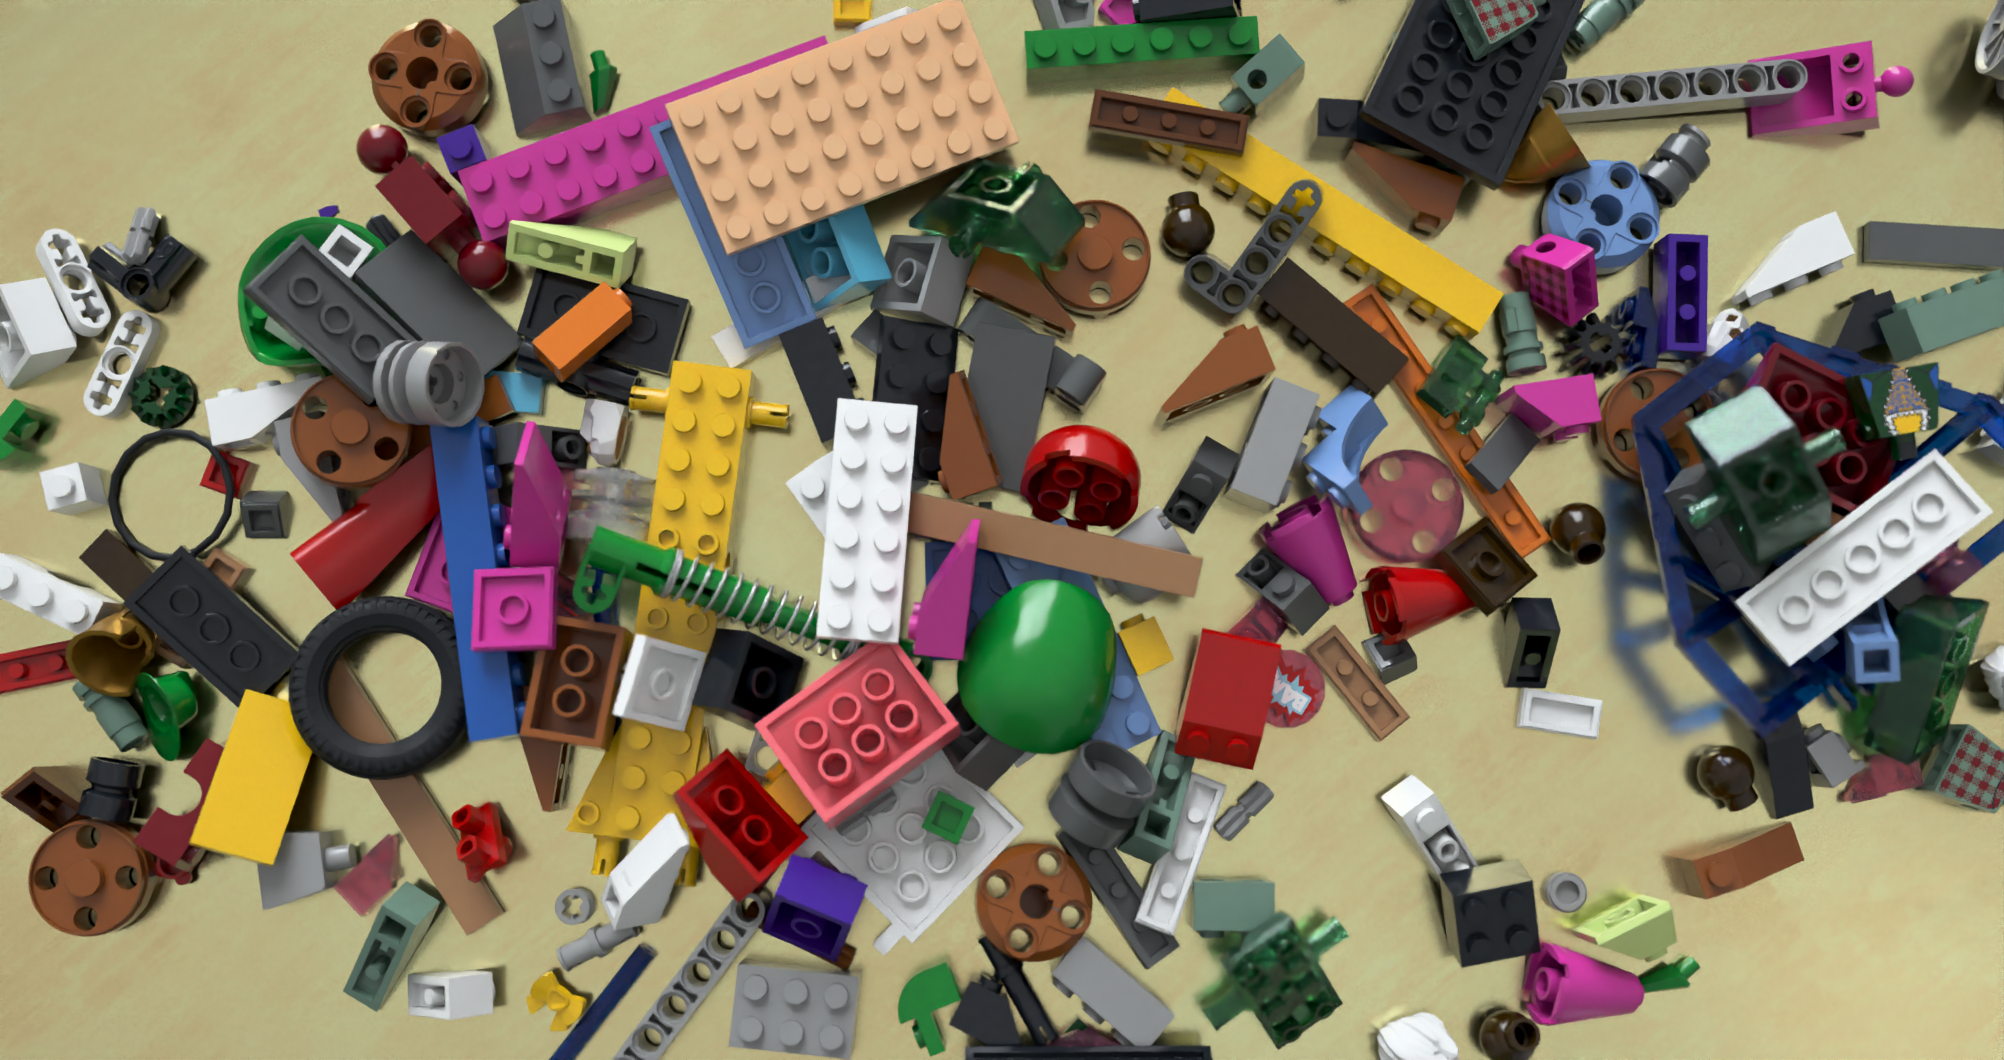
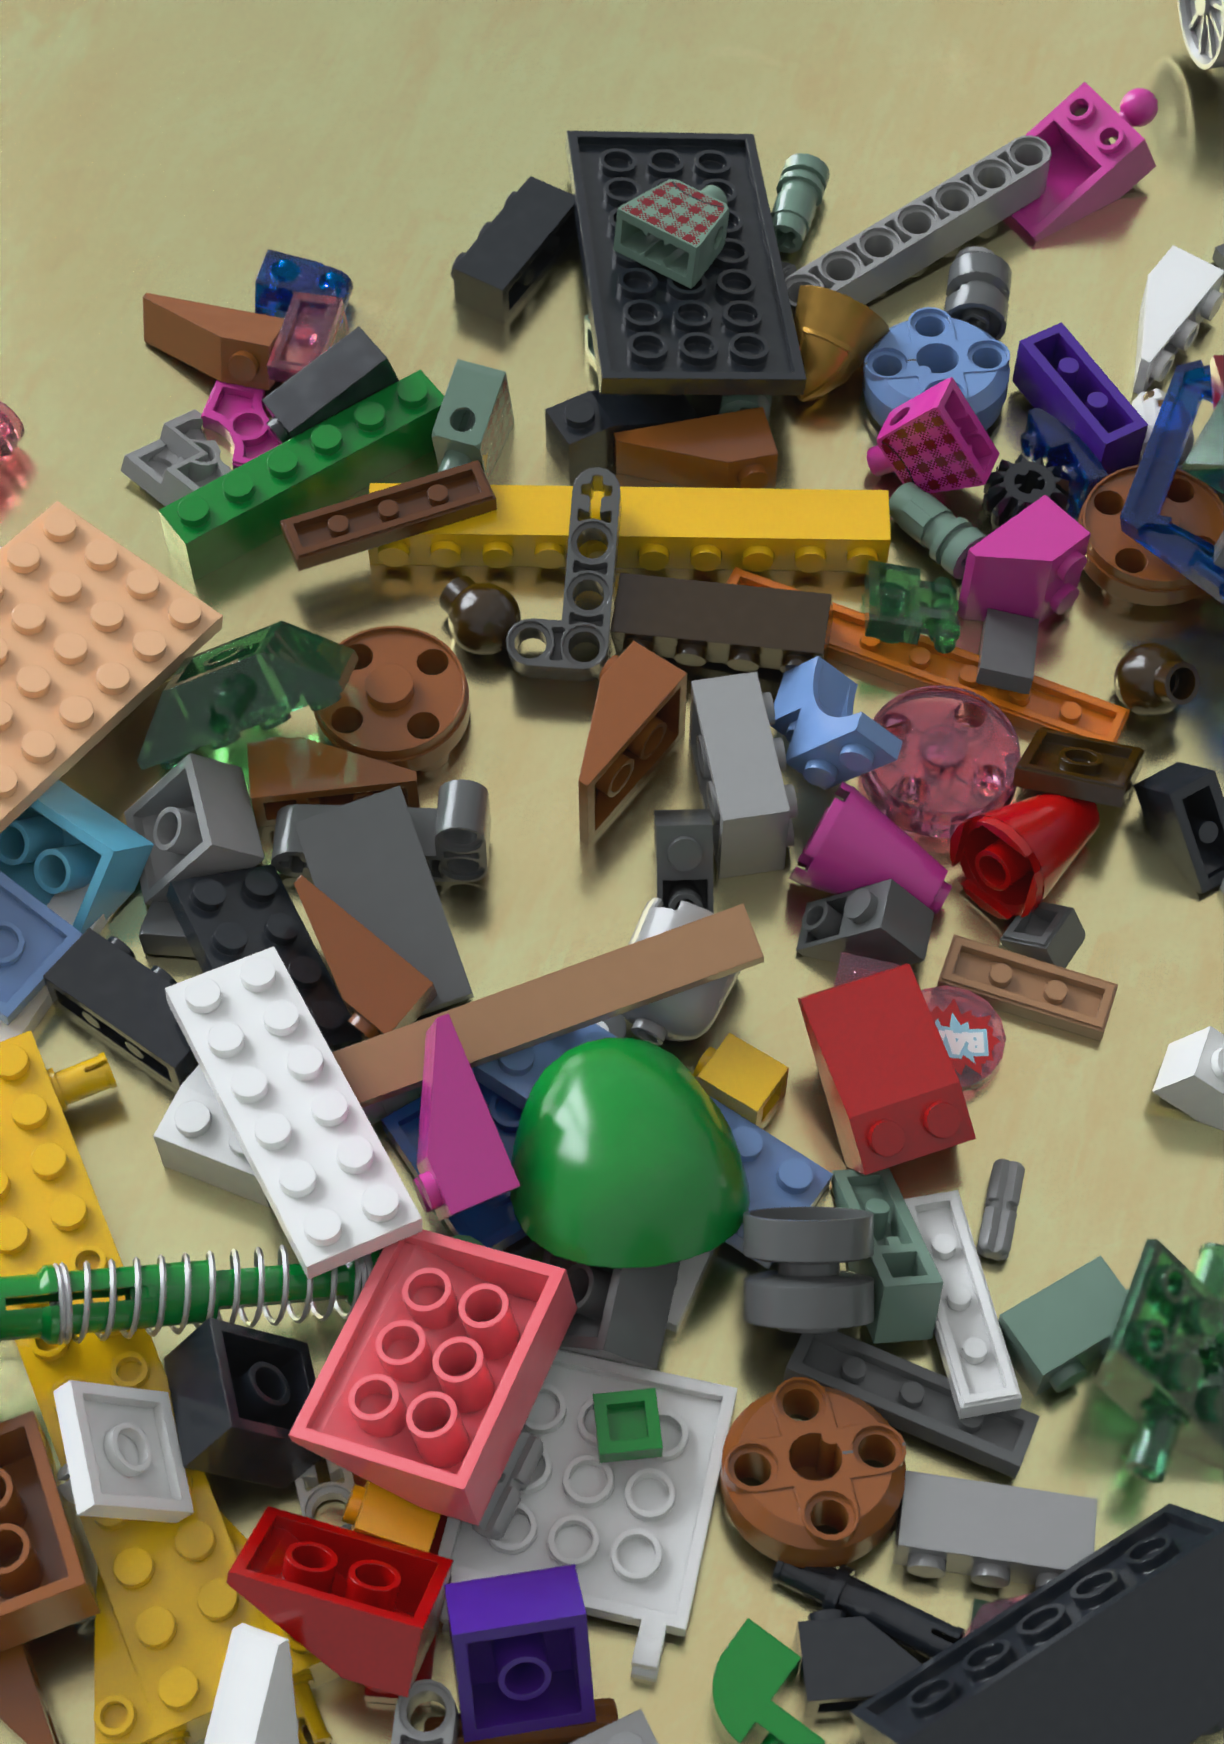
camera: 30 degrees left, 25 degrees down
(1087, 460) = (530, 908): red cylinder -> none

